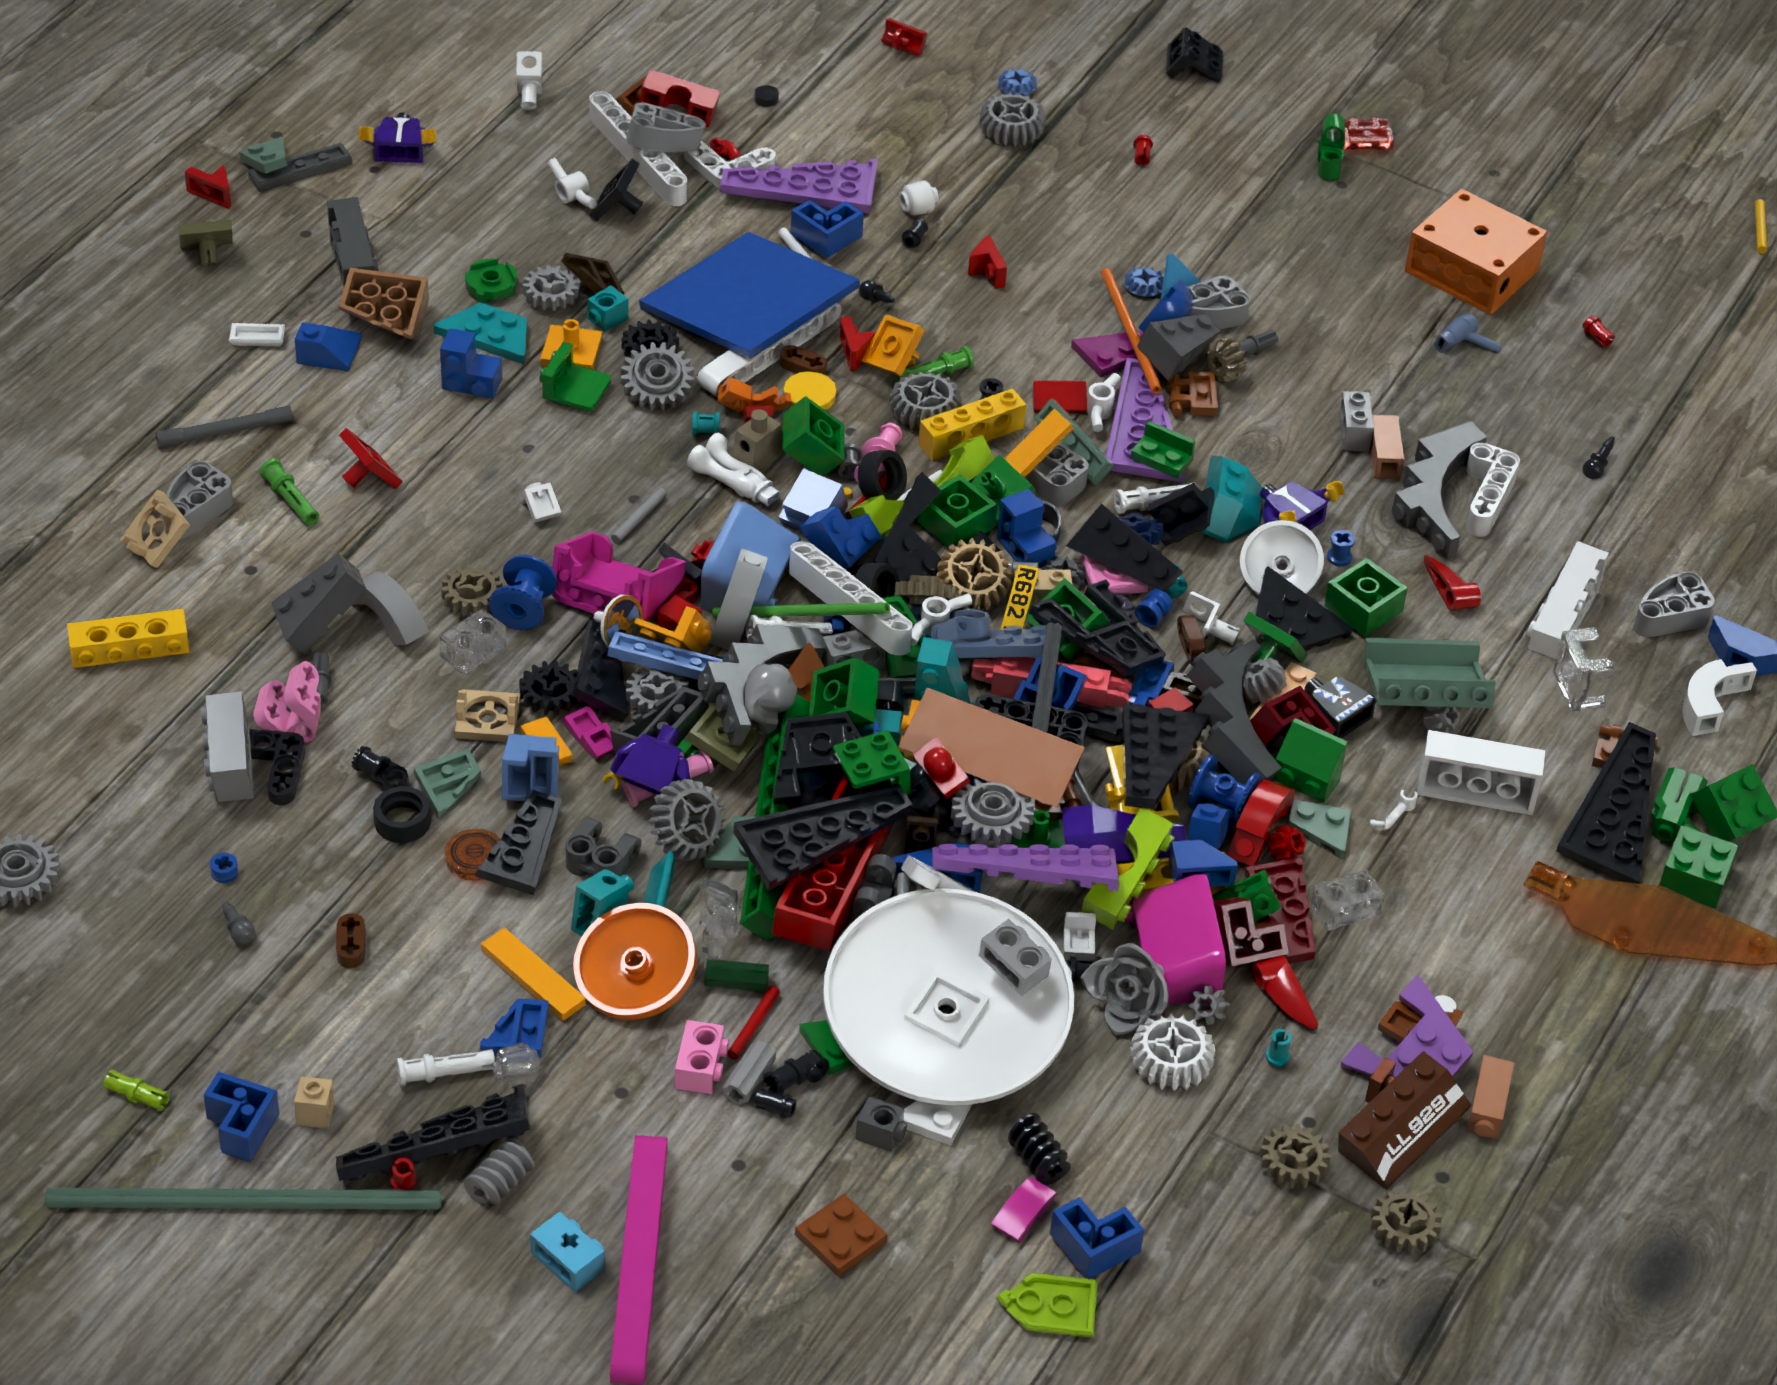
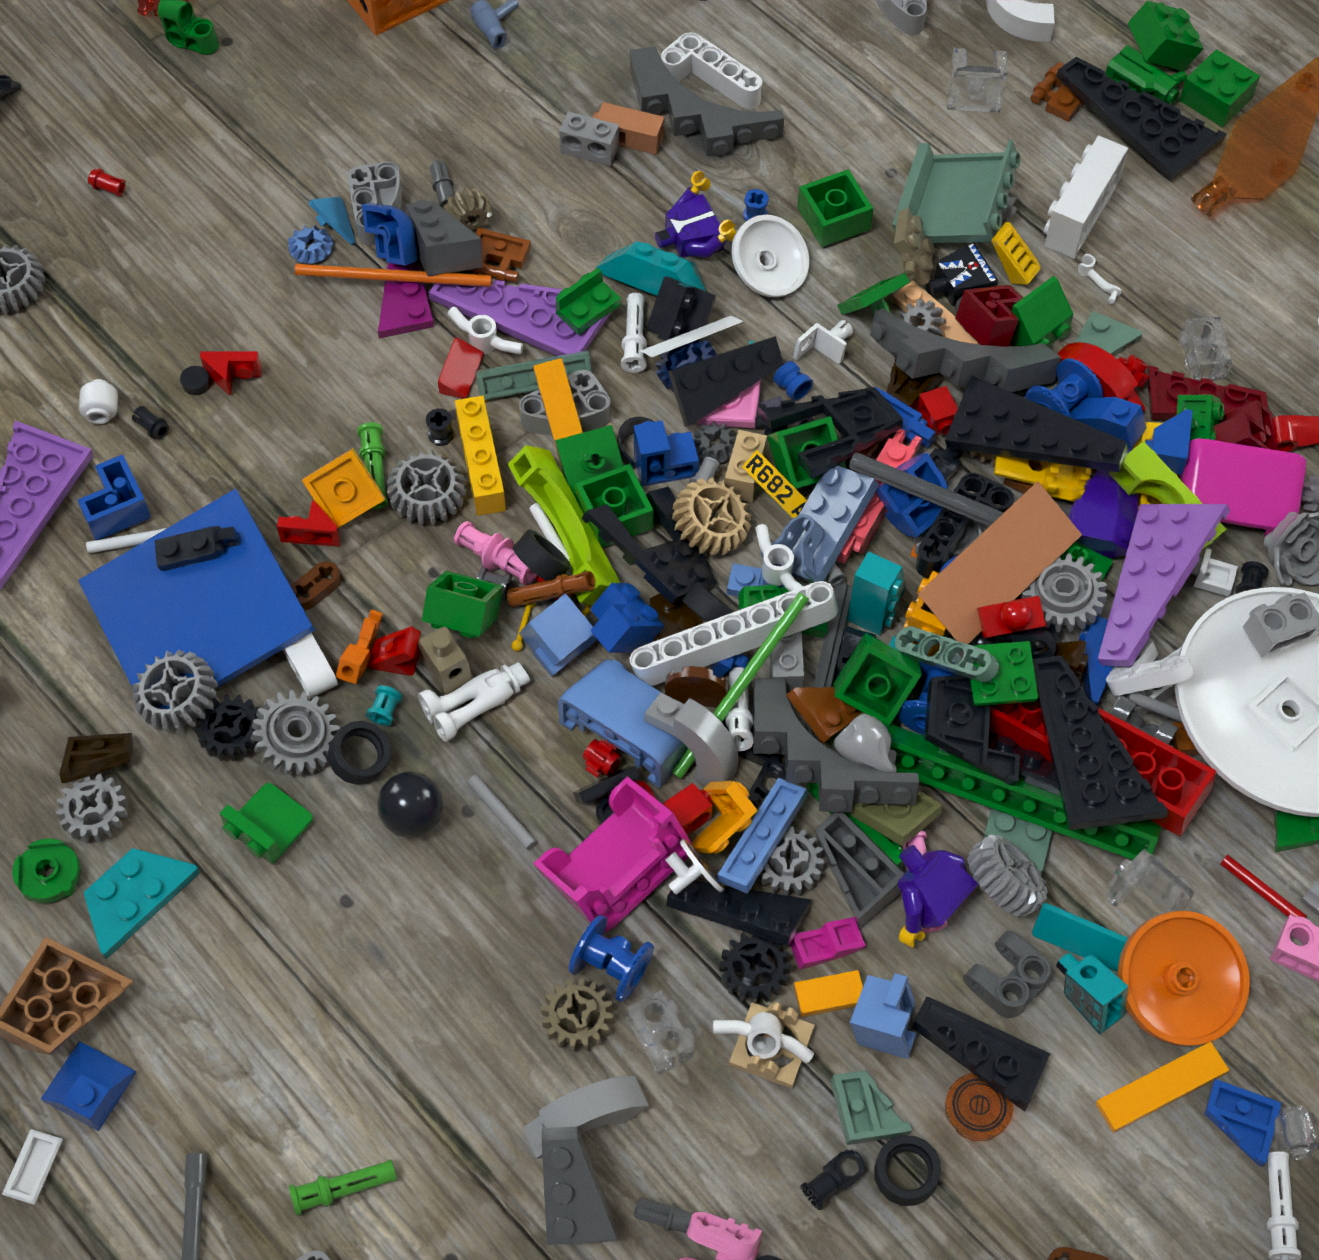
camera: 70 degrees left, 15 degrees up
(367, 461) = (333, 1079): red tile -> none
(465, 369) = (208, 930): blue brick -> none
(485, 695) = (763, 1046): none -> white piece
(541, 501) = (453, 906): white bracket -> none
(585, 343) = (194, 813): light orange tile -> none
(608, 308) = (150, 746): teal brick -> none
(615, 449) = (410, 804): none -> black piece
(650, 397) = (372, 734): none -> black tyre
(662, 296) = (185, 695): none -> light grey gear
(736, 975) = (1207, 883): dark green axle -> none
(794, 590) = (696, 684): none -> reddish brown tile
(795, 272) = (194, 546): none -> black hinge
(814, 386) = (364, 589): yellow tile -> none
(852, 487) = (551, 589): none -> dark orange pin
(874, 292) = (220, 488): black bar -> none
(875, 720) = (946, 652): none -> sand green beam
(923, 587) = (736, 564): dark tan gear -> none
(966, 247) = (195, 380): none -> black tile
(1160, 523) = (691, 336): none -> white sticker
(1190, 636) = (840, 363): reddish brown beam -> none
(1297, 612) = (833, 272): black wing -> none
(1342, 651) = (914, 247): none -> dark tan plate
(1372, 754) = (1027, 265): none -> yellow slope
(1451, 587) = (837, 142): red piece -> none
(1568, 599) = (884, 63): white wedge -> none

